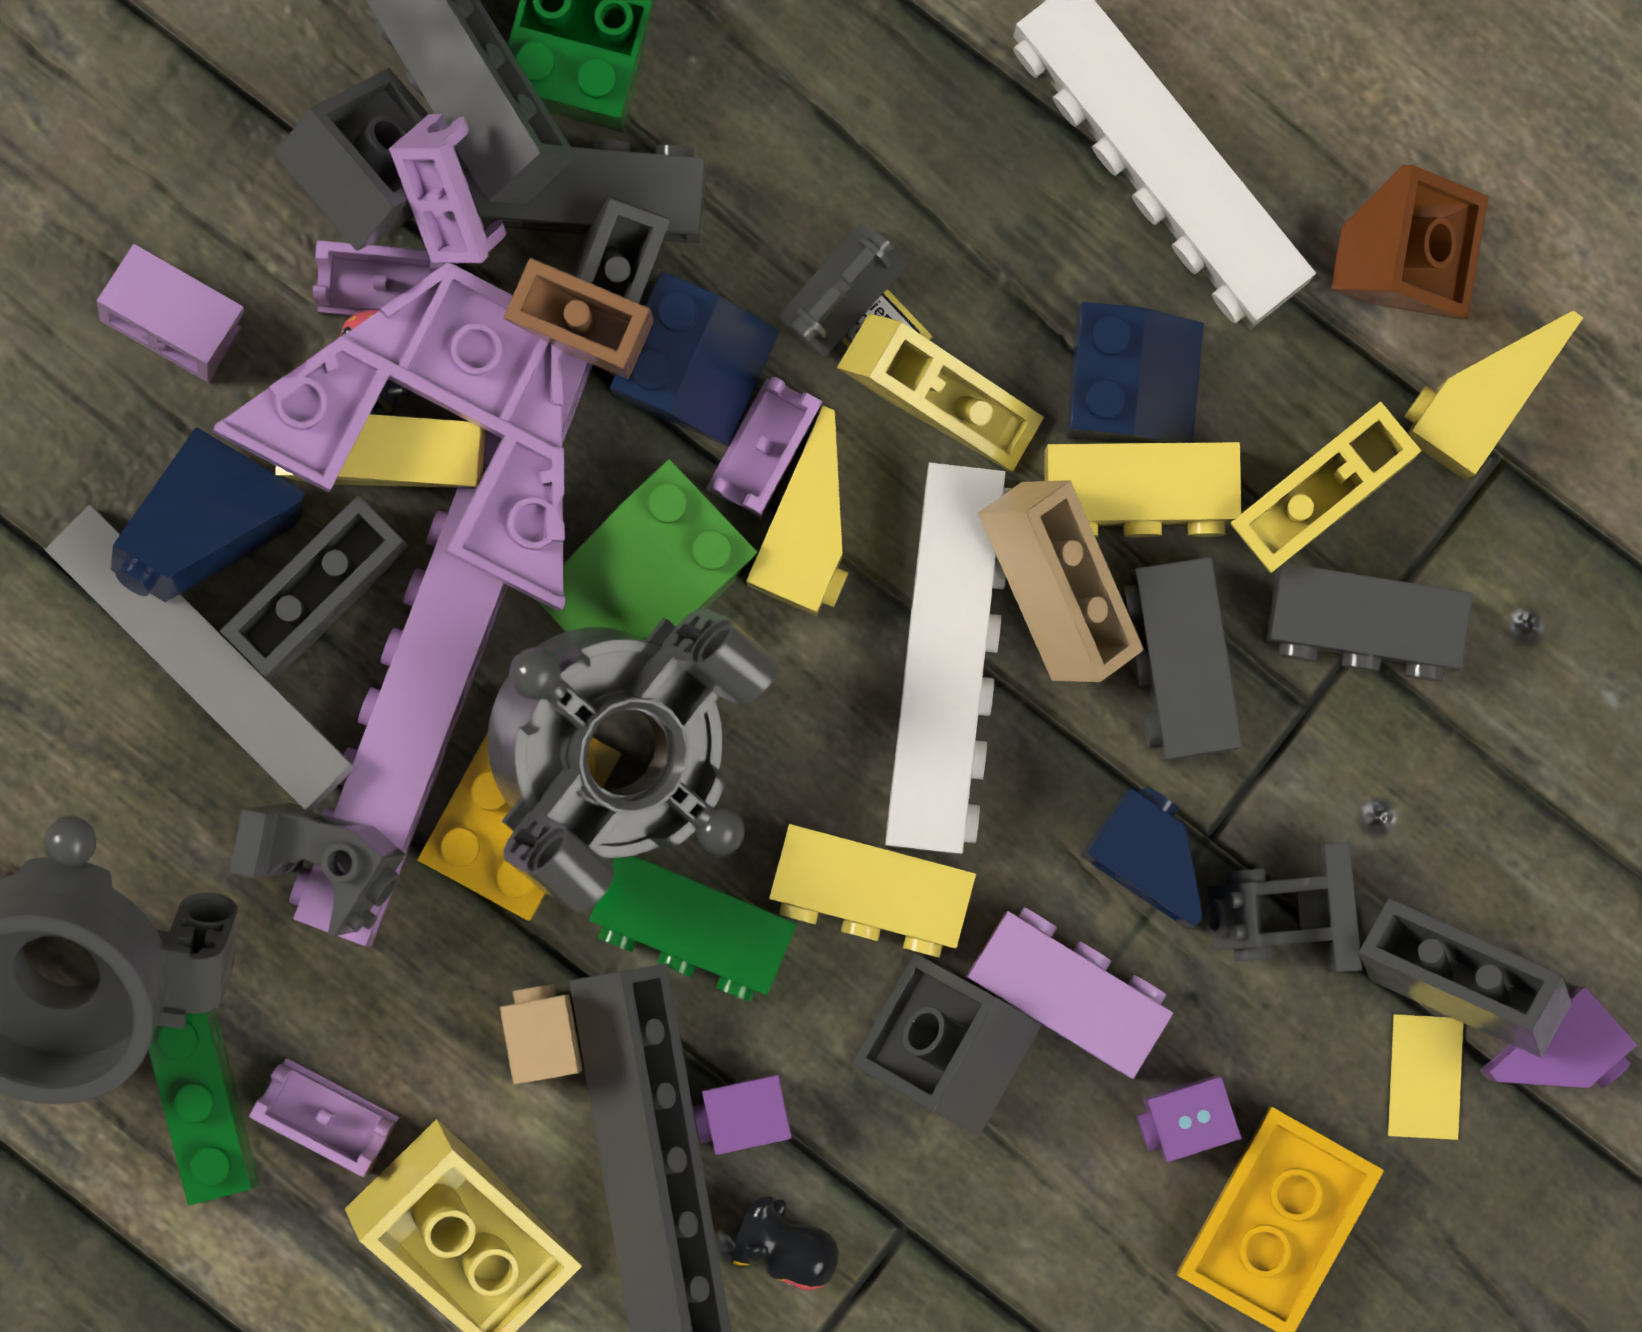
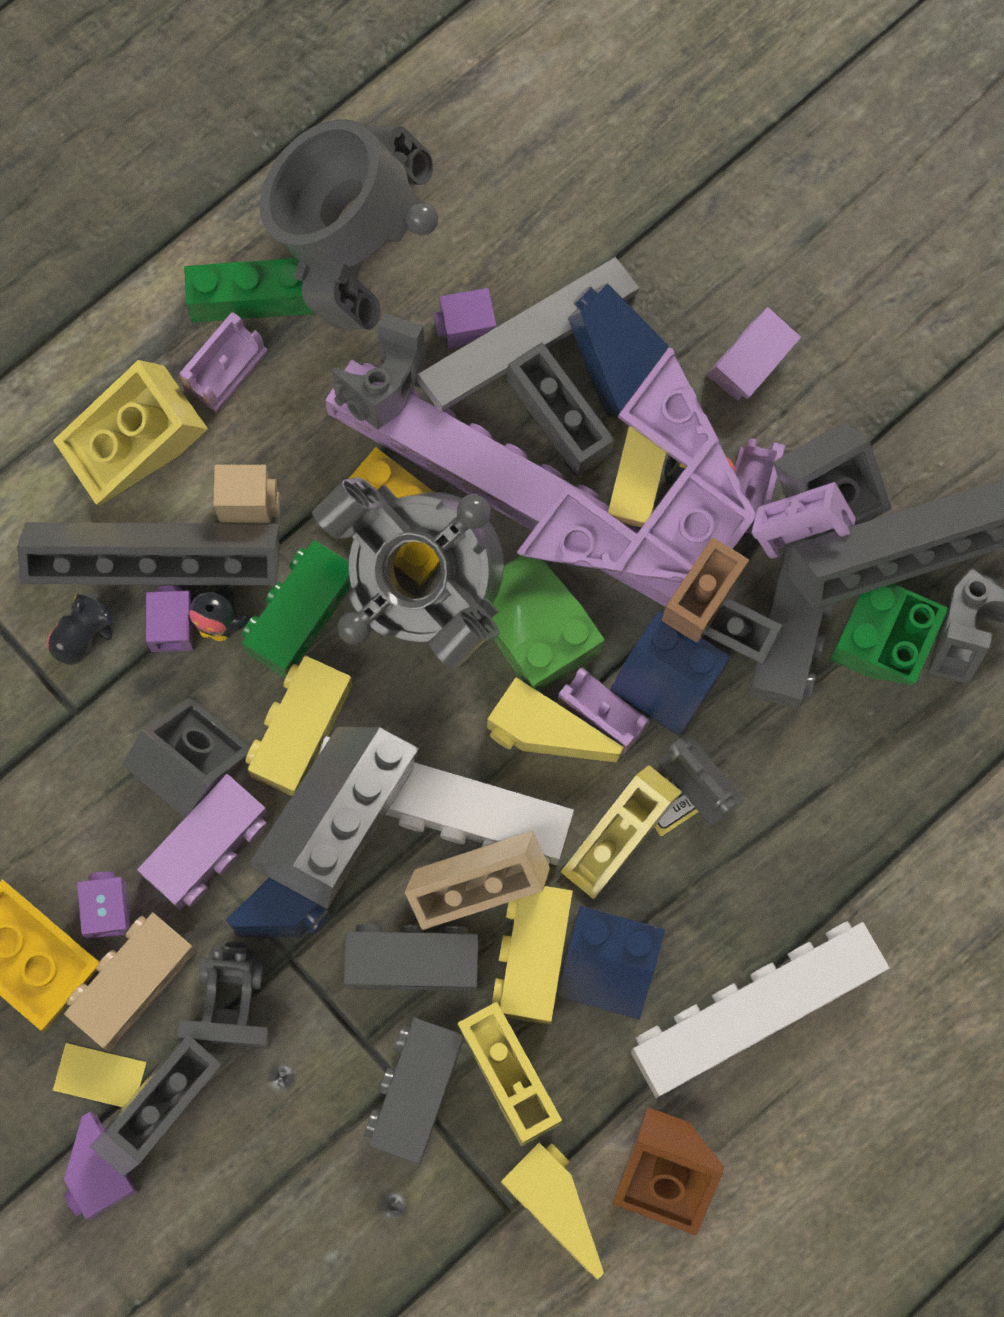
camera: 100 degrees right, 10 degrees down
(188, 760) = (464, 317): none -> medium lavender brick
(709, 1043) = (216, 615): none -> black animal
(1007, 801) = (335, 811): none -> dark grey slope
(1289, 1060) = (129, 981): none -> tan brick

